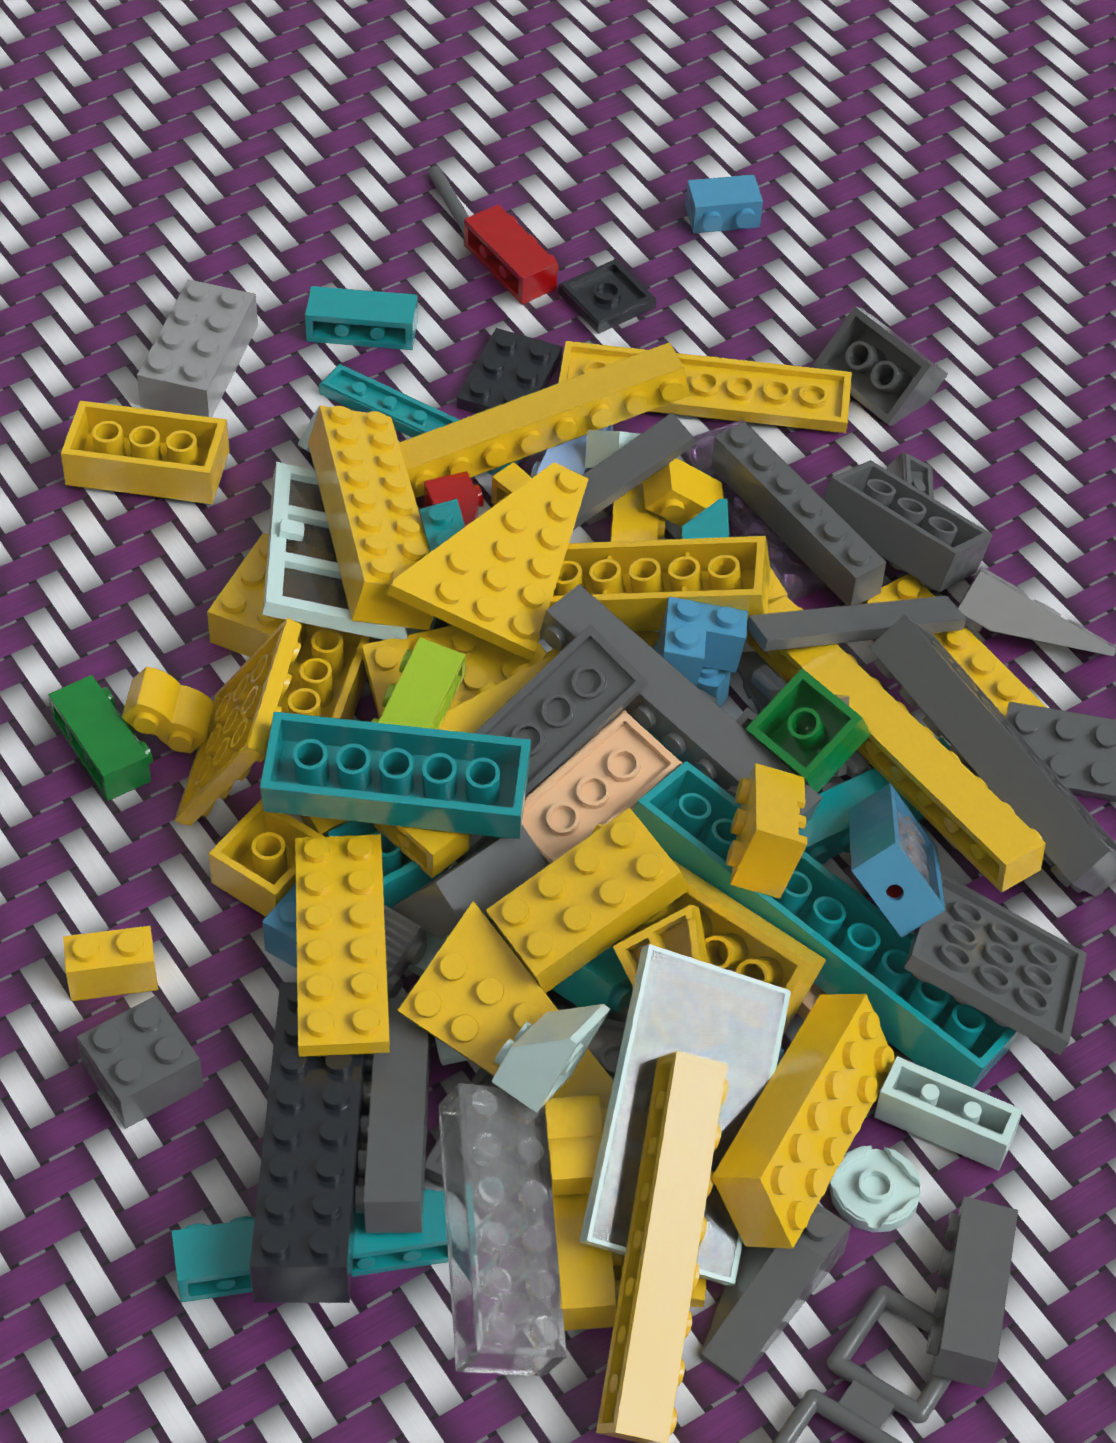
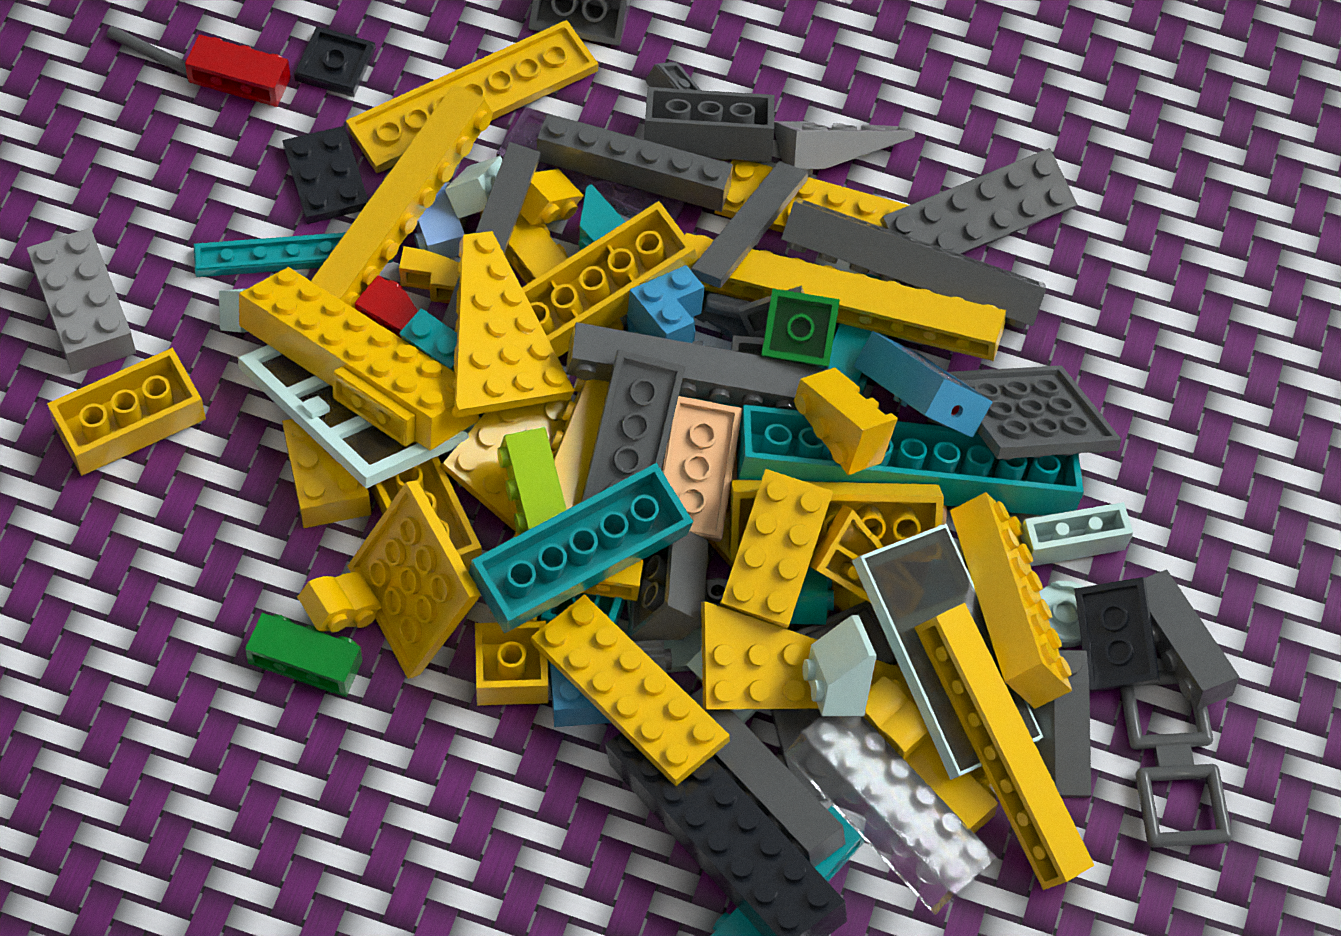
camera: 40 degrees left, 10 degrees up
(110, 963) = (471, 810): yellow brick -> none
(140, 1061) = (556, 863): dark grey brick -> none
(336, 554) = (374, 406): none -> yellow tile
(361, 318) = (177, 194): teal brick -> none
(902, 1236) = (1117, 634): none -> black plate

